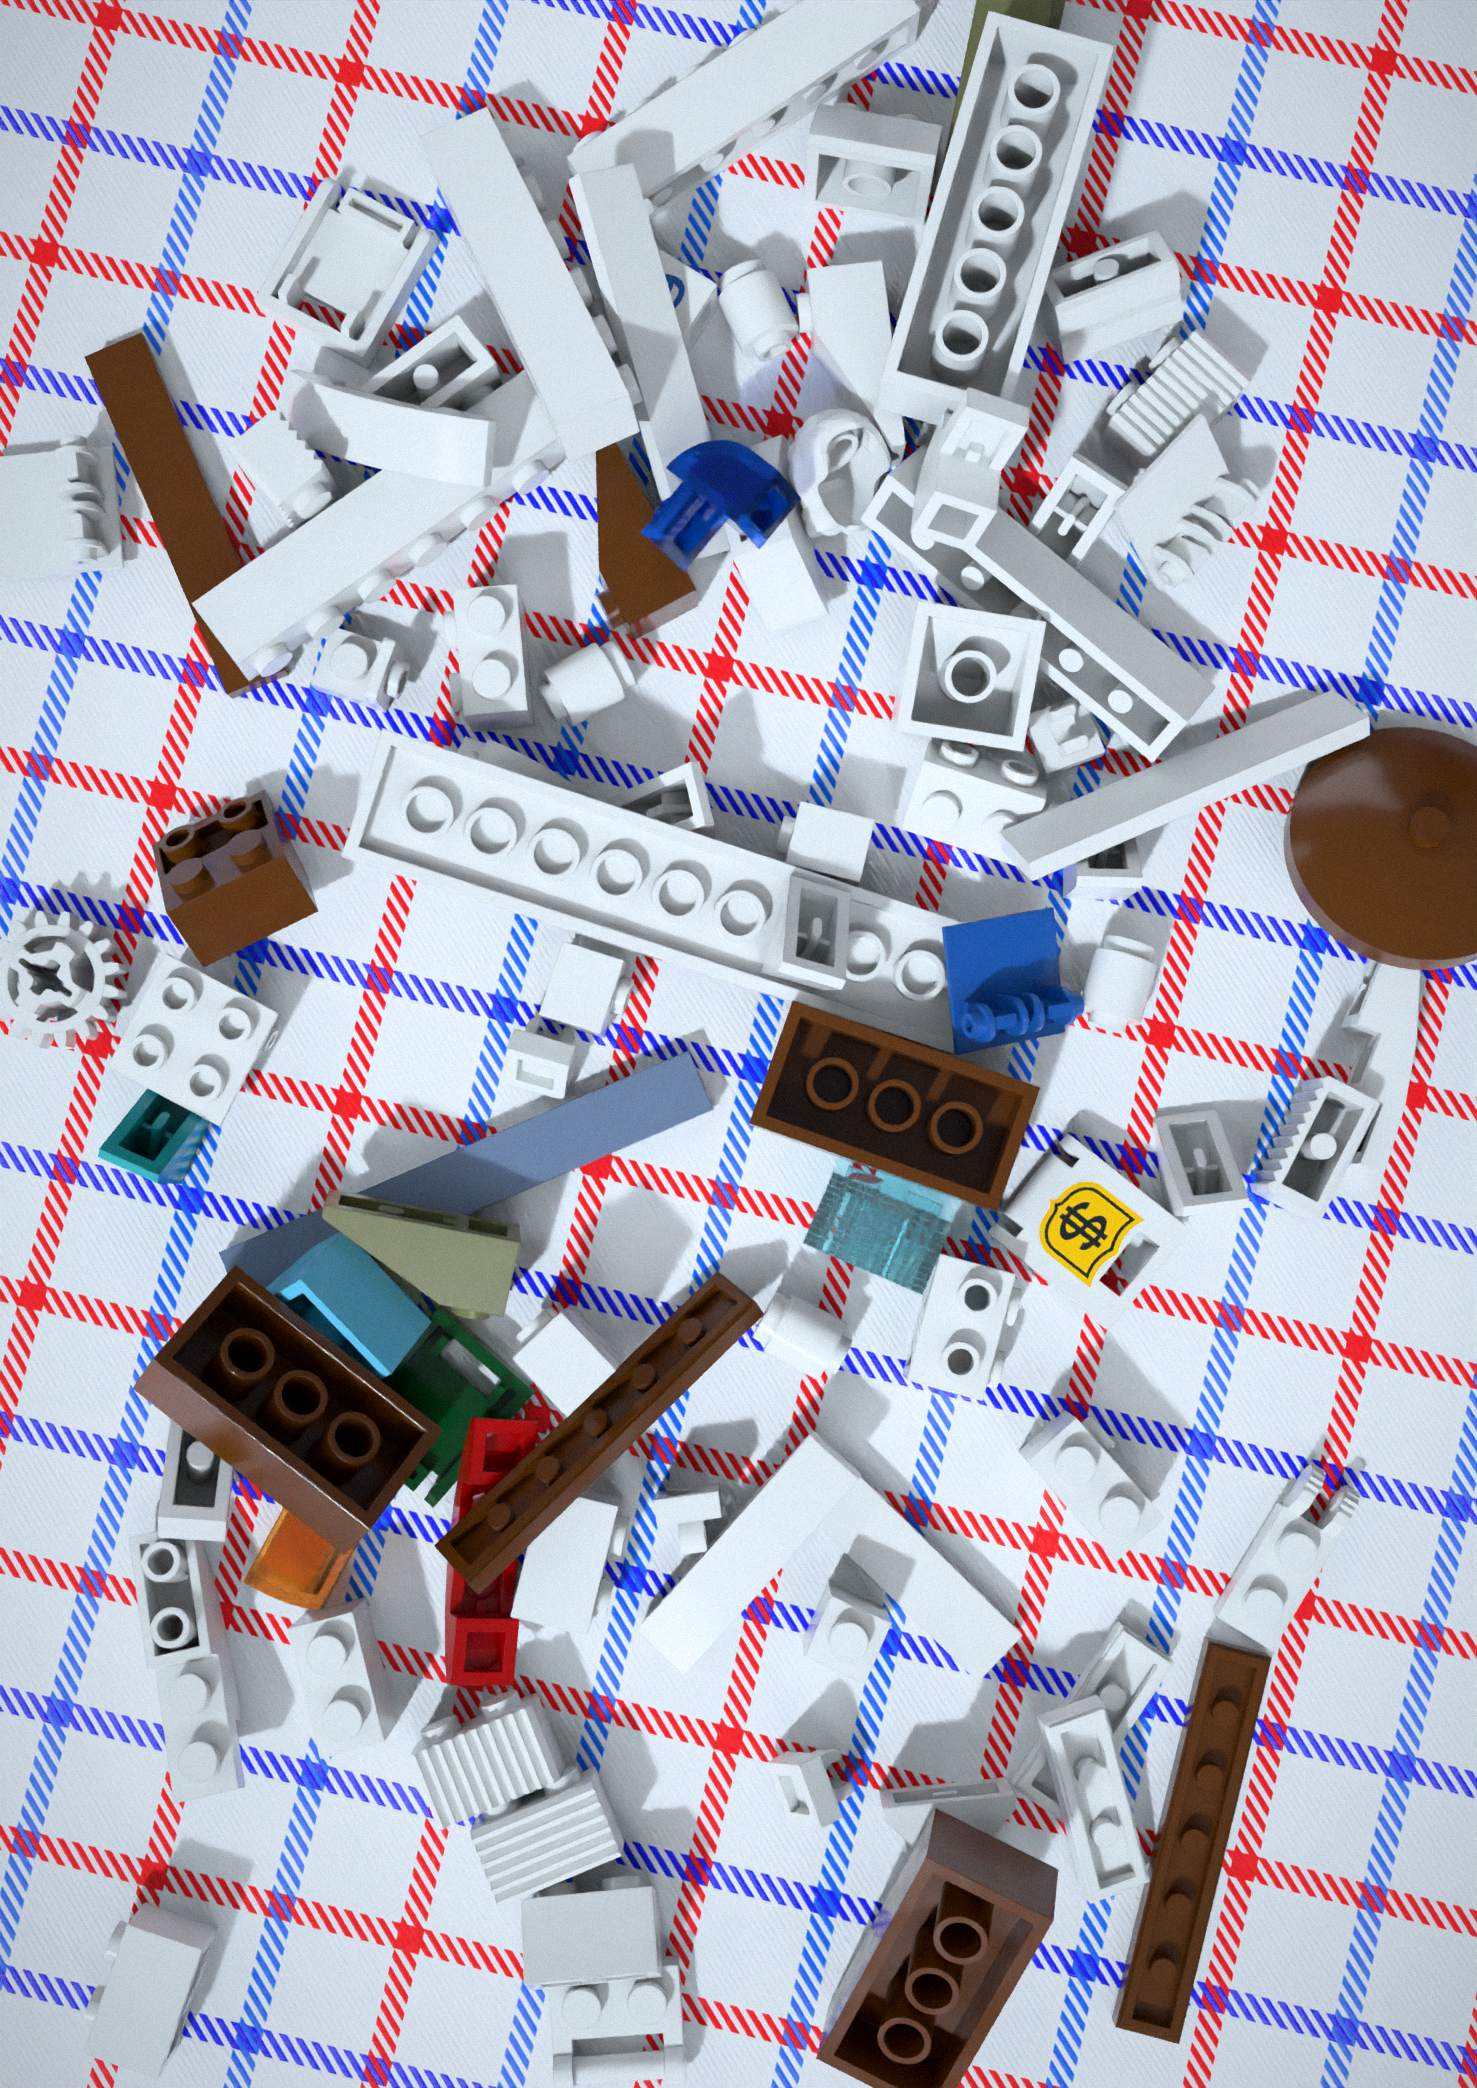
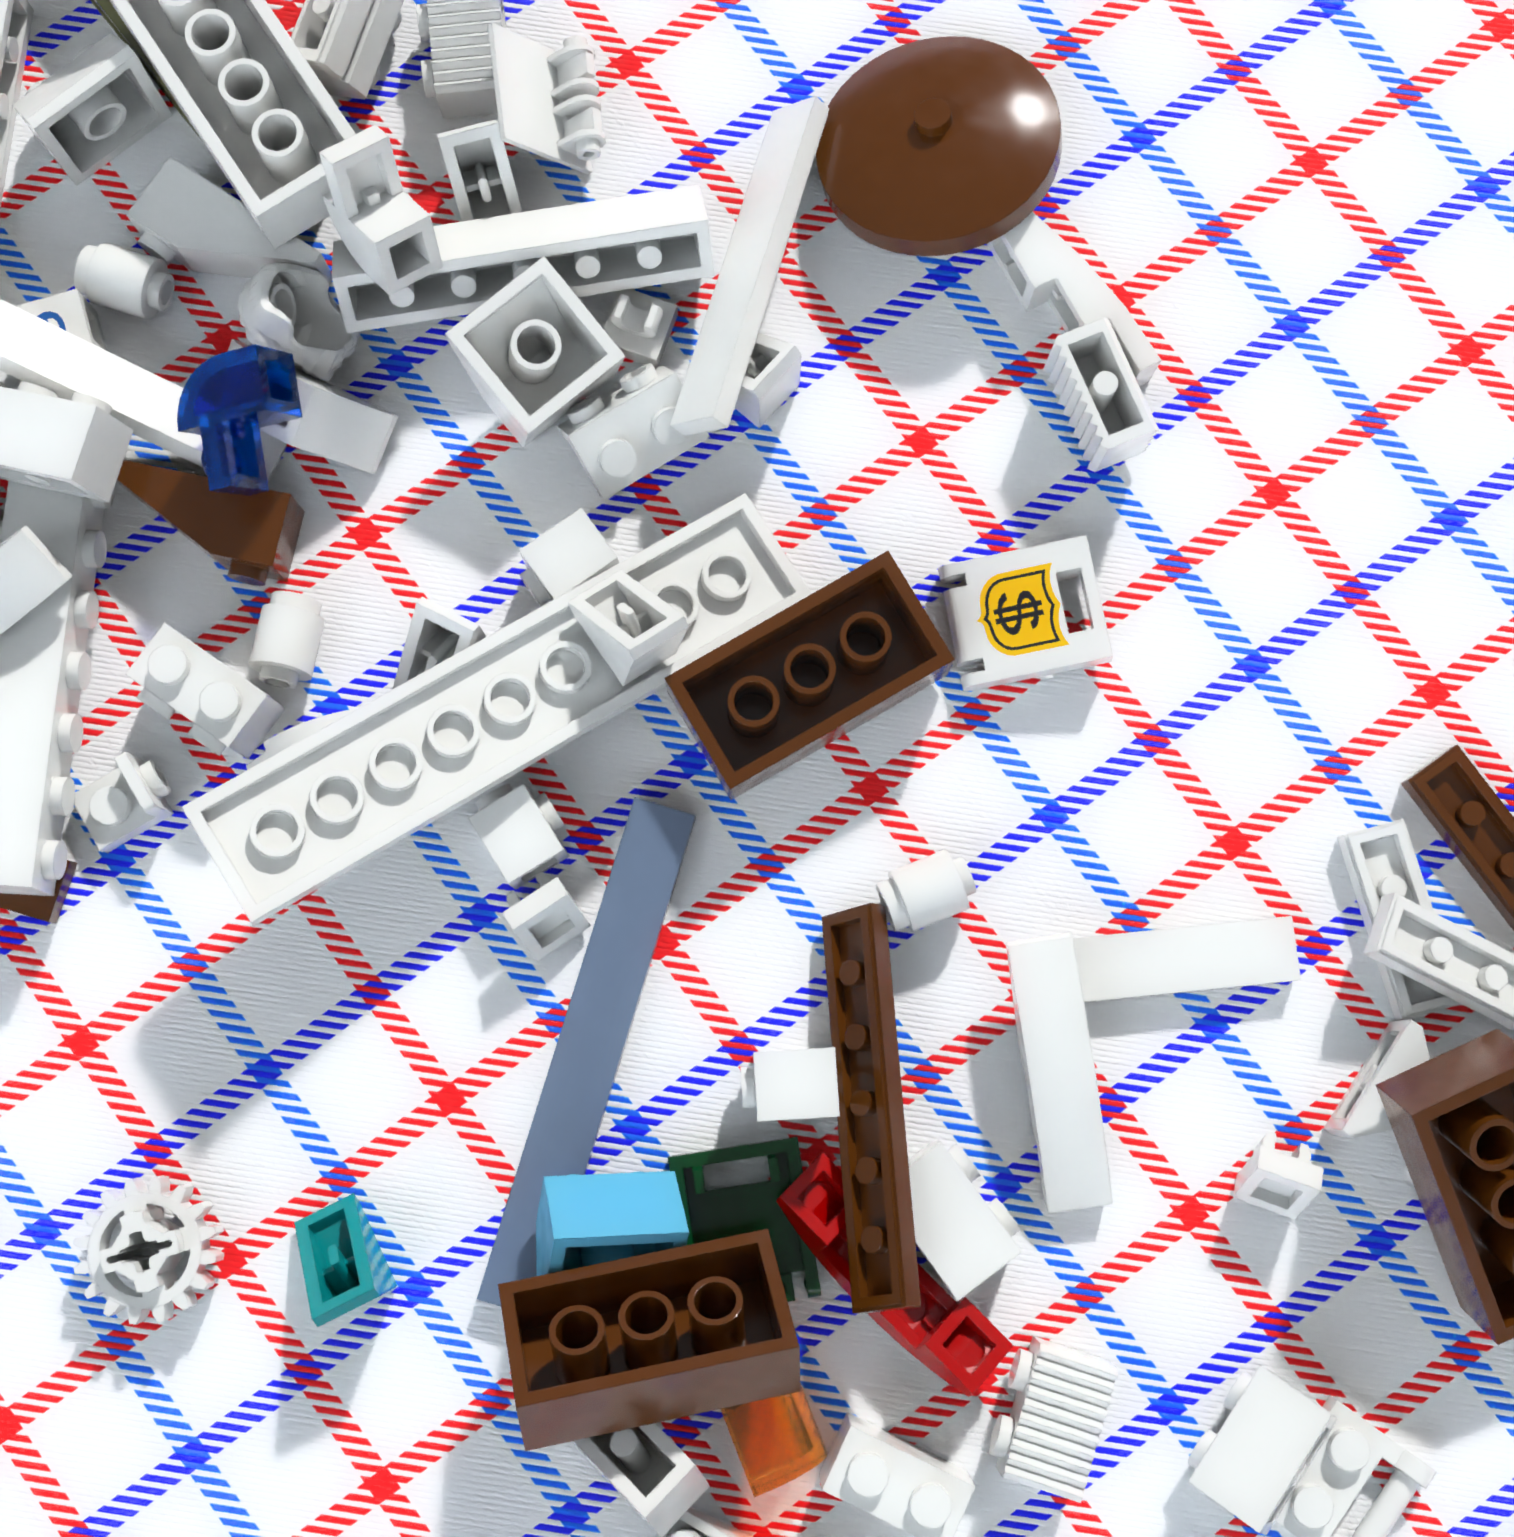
camera: 55 degrees left, 5 degrees down
(194, 1039) = (293, 1175): white hinge -> none
(232, 878) = (194, 1038): reddish brown slope -> none
(442, 1253) = (630, 1116): slope -> none
(547, 1835) = (1153, 1420): white brick -> none
(689, 1510) = (988, 1092): white tile -> none
(846, 1633) = (1182, 1048): white brick -> none
(877, 1230) = (892, 767): clear light blue brick -> none
(961, 1327) = (1018, 764): white brick -> none
(1006, 981) = (786, 514): blue hinge -> none
(1091, 1485) = (1219, 766): white brick -> none
(1119, 983) = (858, 437): white brick -> none
(1197, 1165) = (1042, 492): white slope -> none
(1284, 1560) = (1390, 674): white hinge -> none

